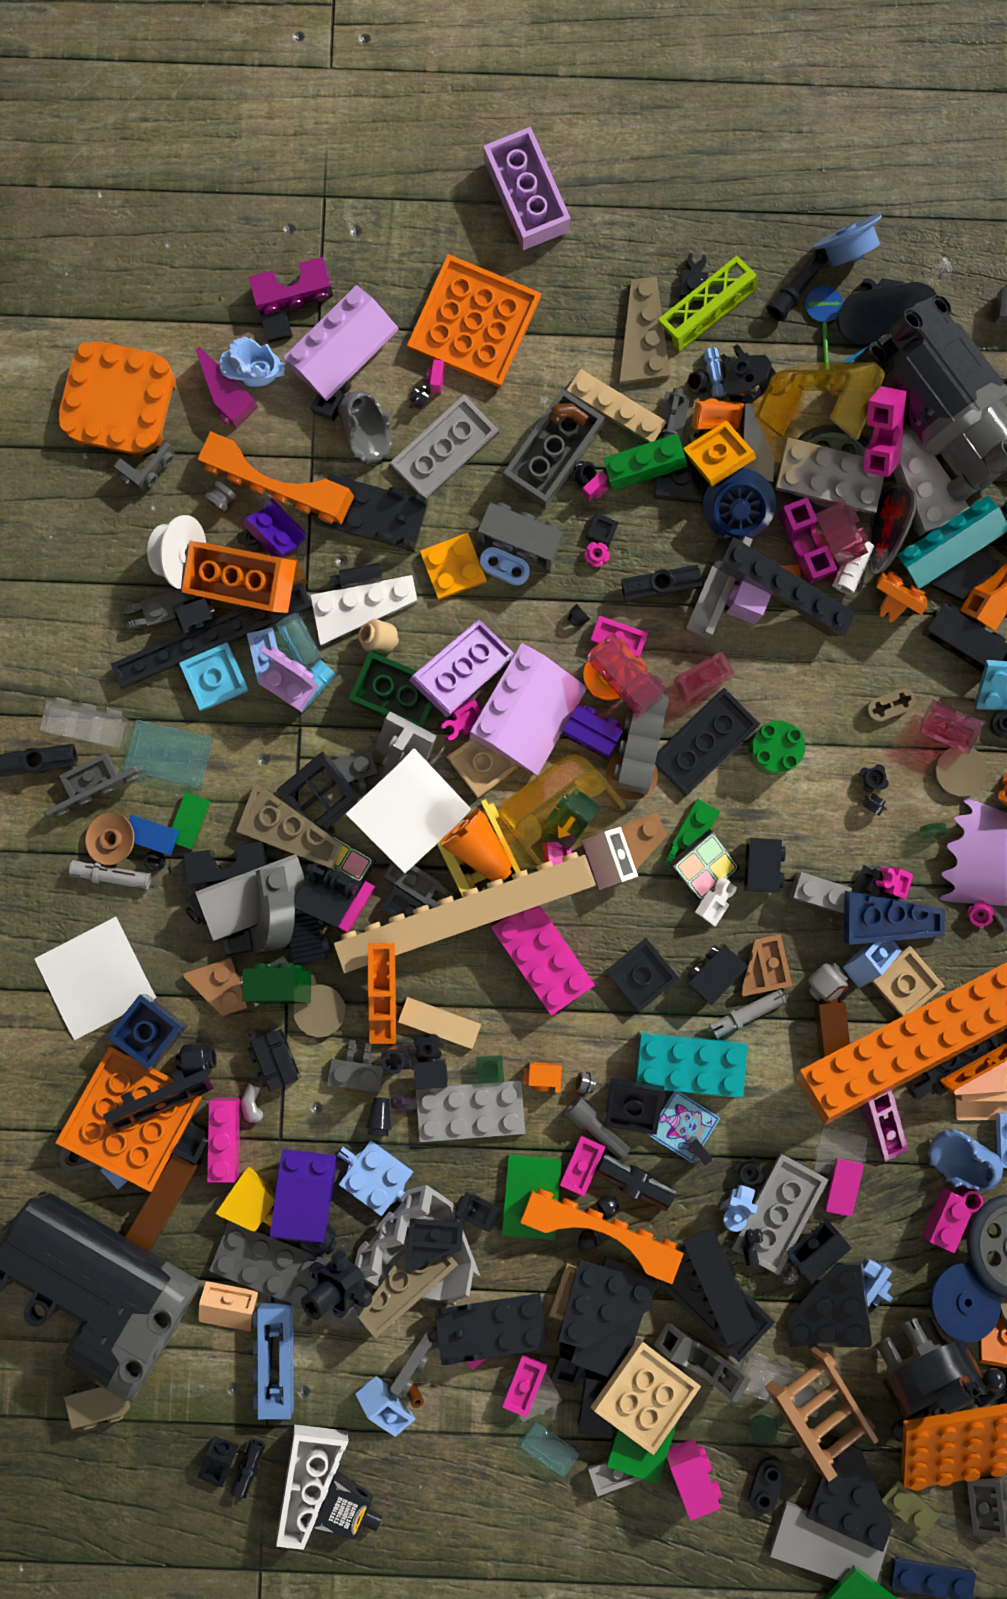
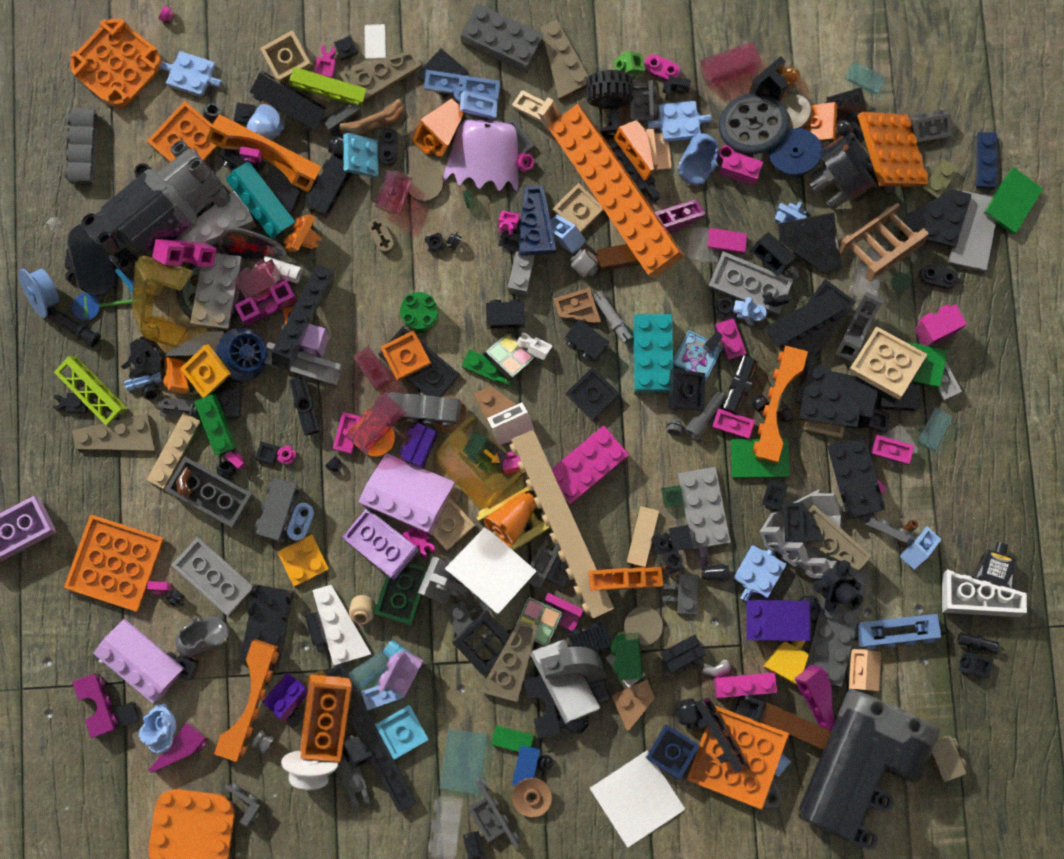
camera: 95 degrees left, 5 degrees down
(98, 872) = (558, 802): light grey pin -> none
(200, 1238) = (817, 693): none -> magenta slope
(326, 894) = (557, 627): black hinge -> none
(543, 1076) = (673, 457): orange brick -> none
(698, 1177) = (731, 339): none -> dark pink plate
(718, 724) = (405, 355): none -> orange tile

